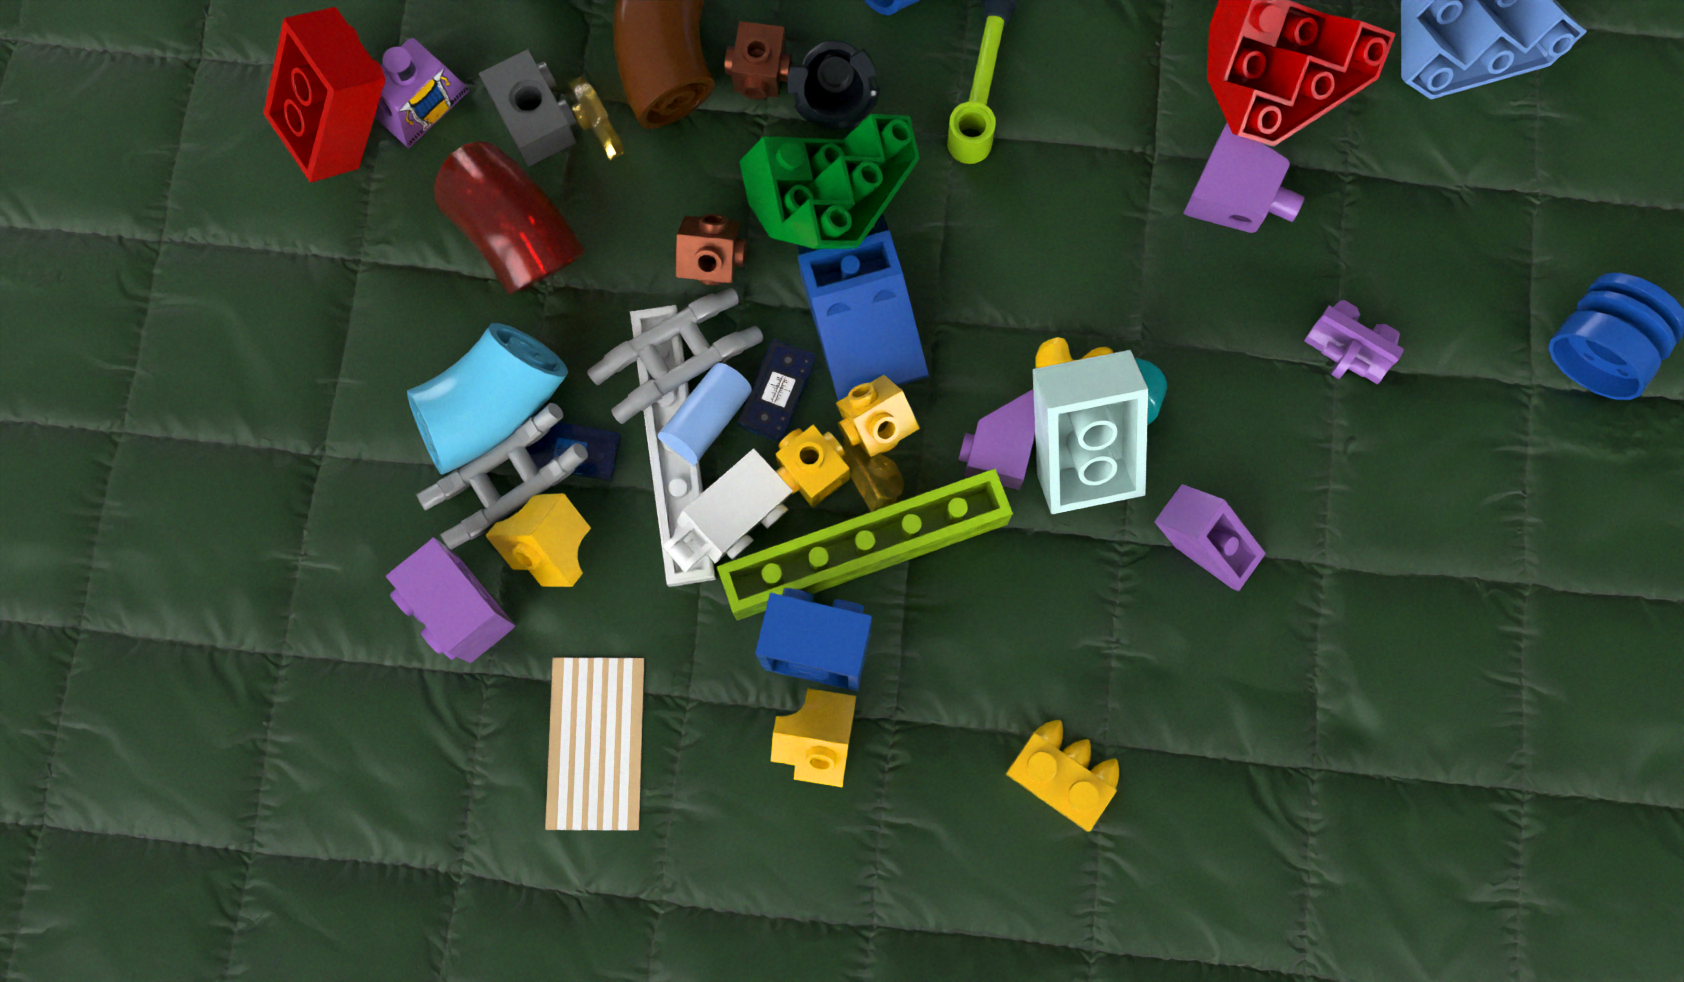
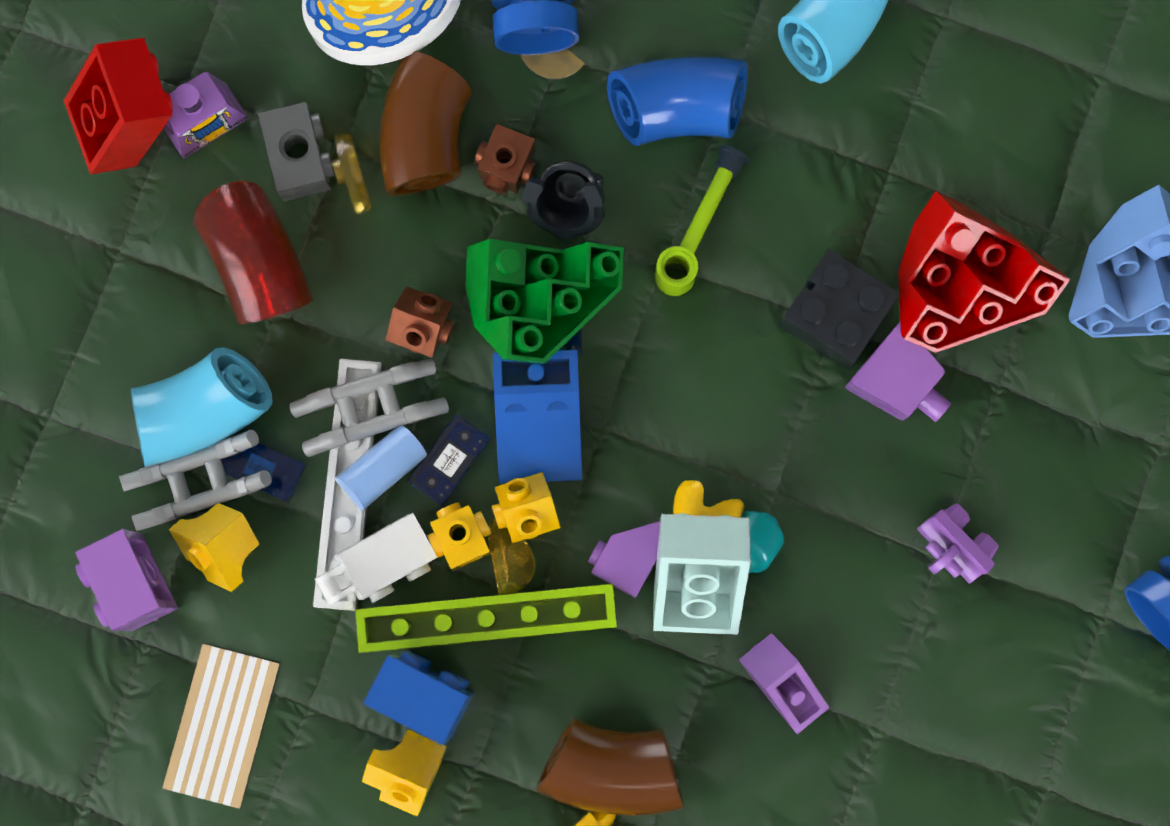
camera: 10 degrees right, 5 degrees up
(1049, 676) = (612, 771): none -> reddish brown brick
(1156, 130) = (838, 309): none -> black piece

